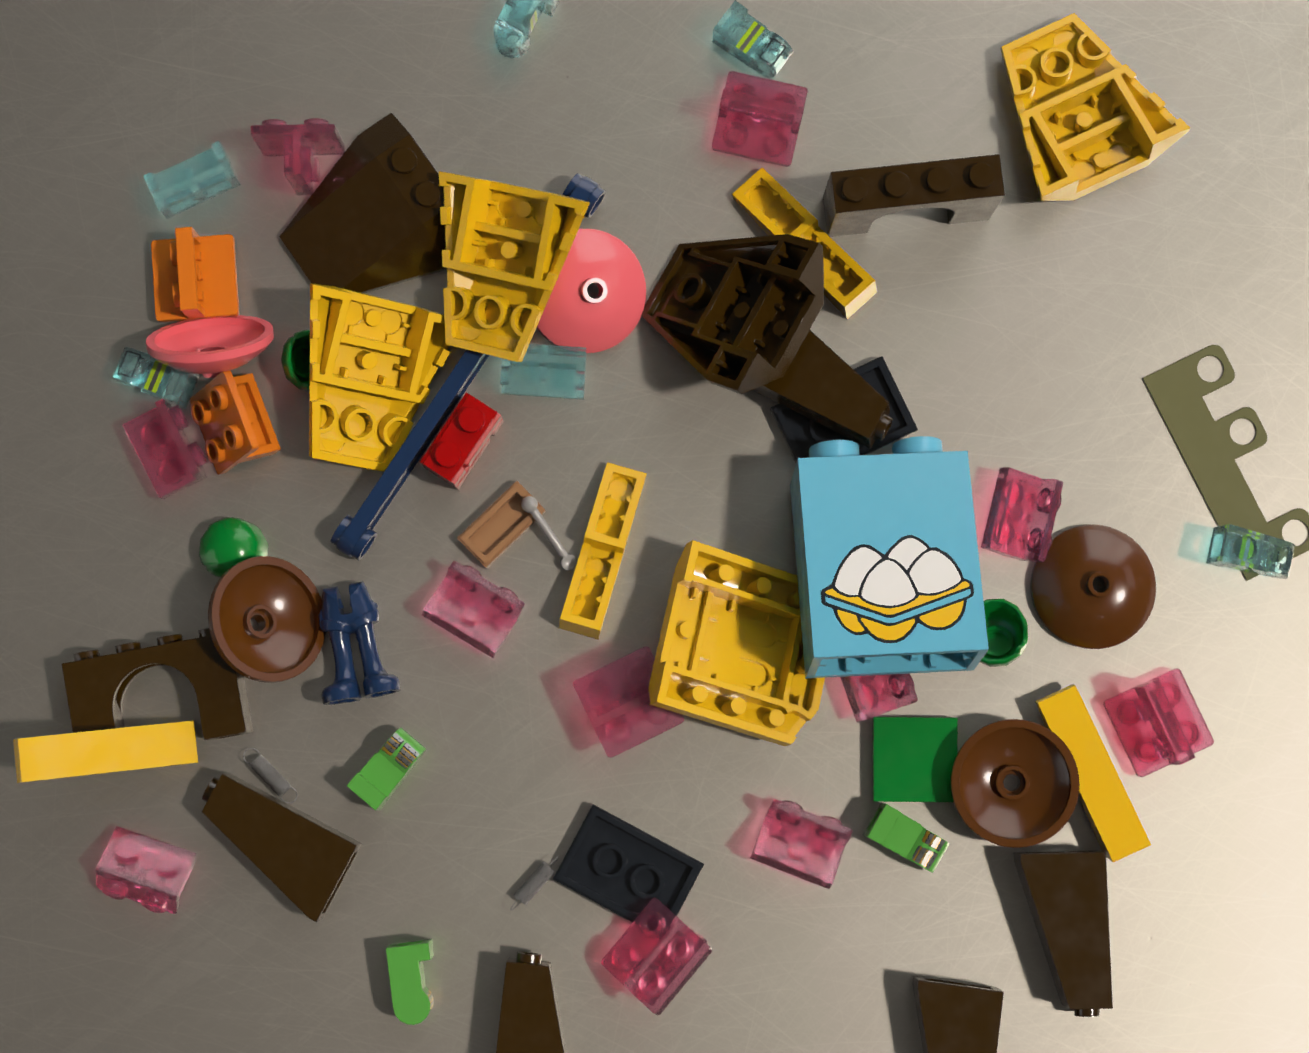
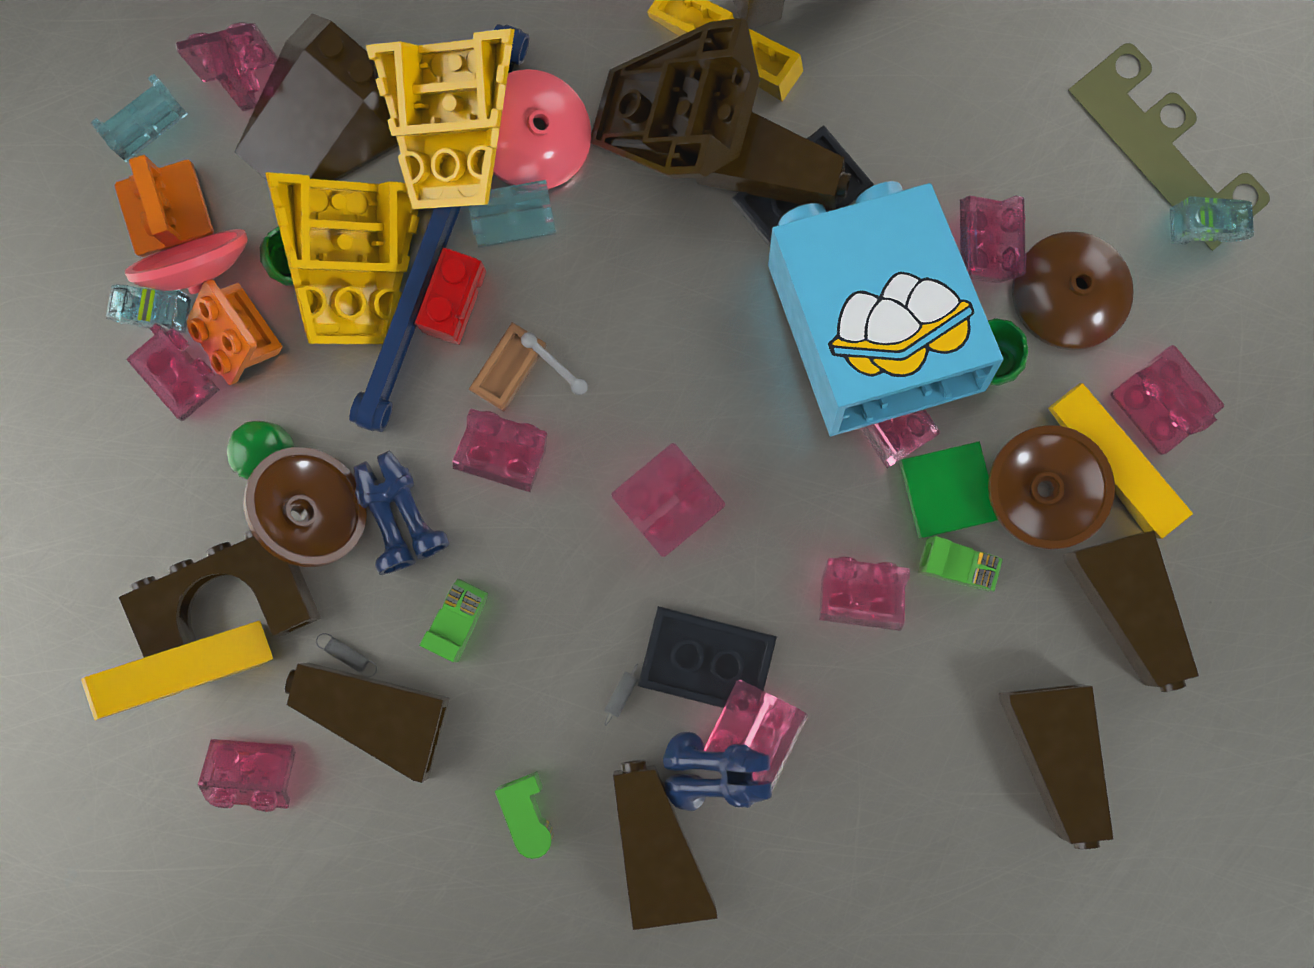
camera: 10 degrees left, 0 degrees up
(602, 551) = (608, 368): yellow slope -> none
(628, 984) = (734, 764): none -> dark blue piece
(734, 647) = (755, 424): yellow wedge -> none

